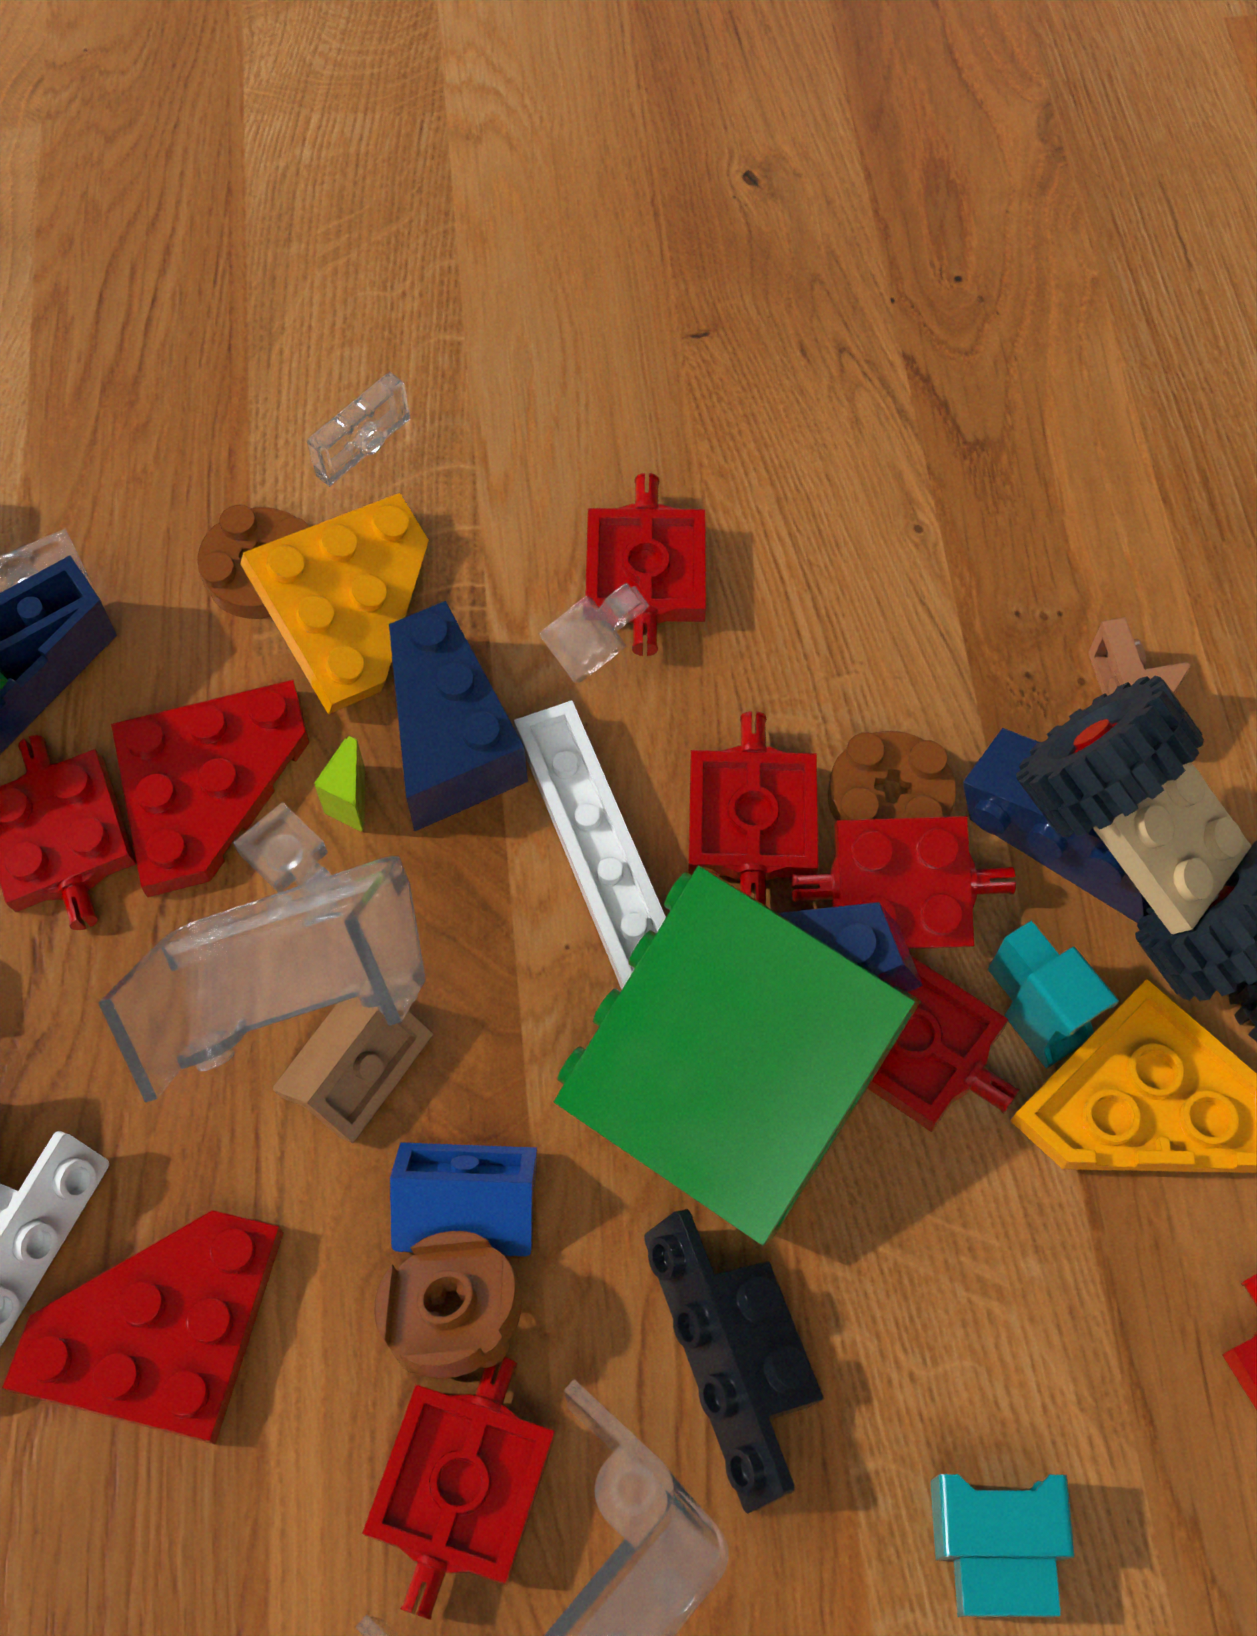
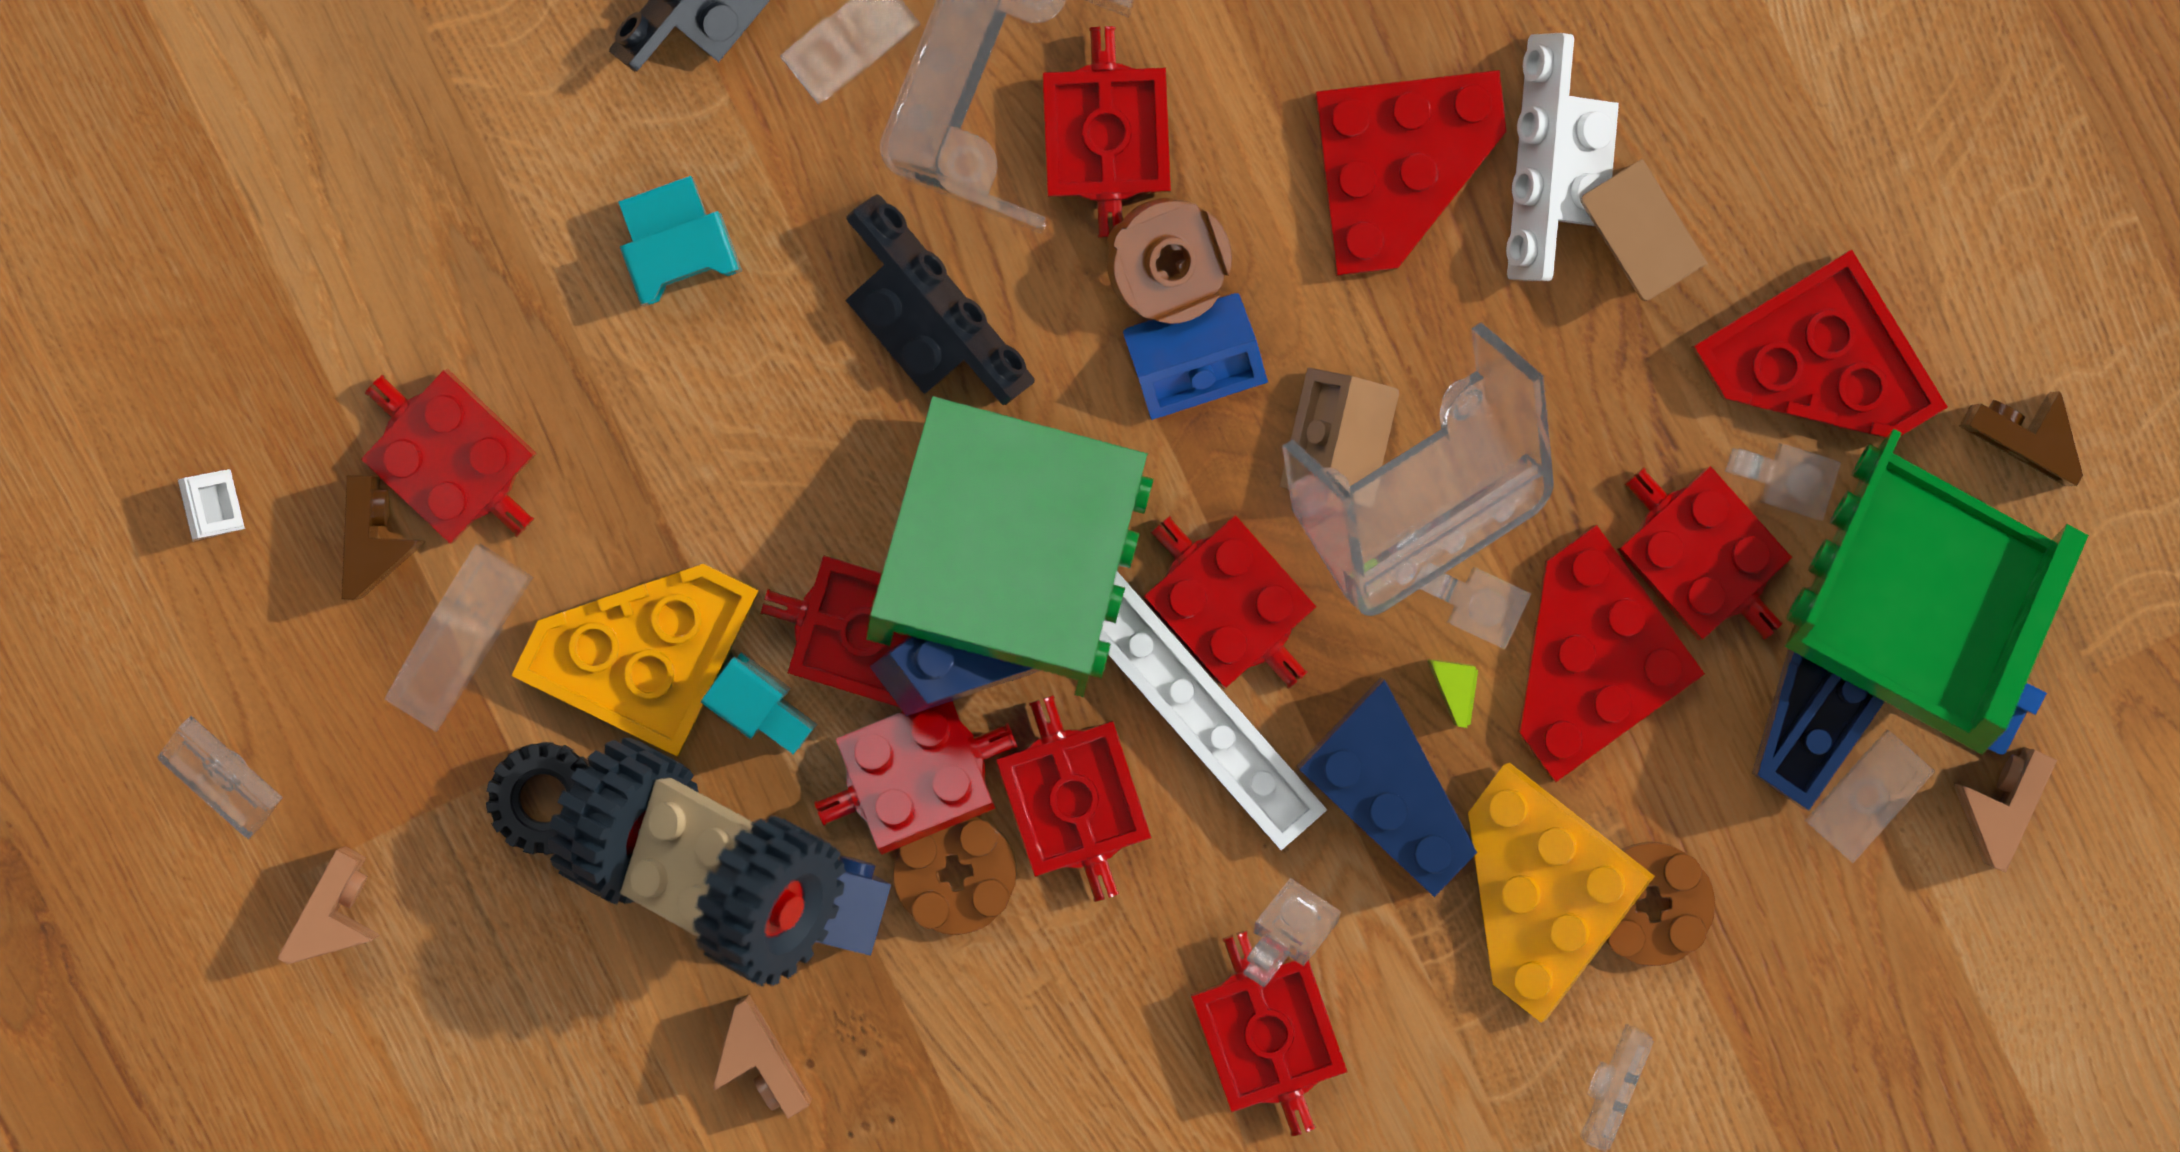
camera: 165 degrees right, 25 degrees up
(530, 943) = (1229, 602): none -> red plate

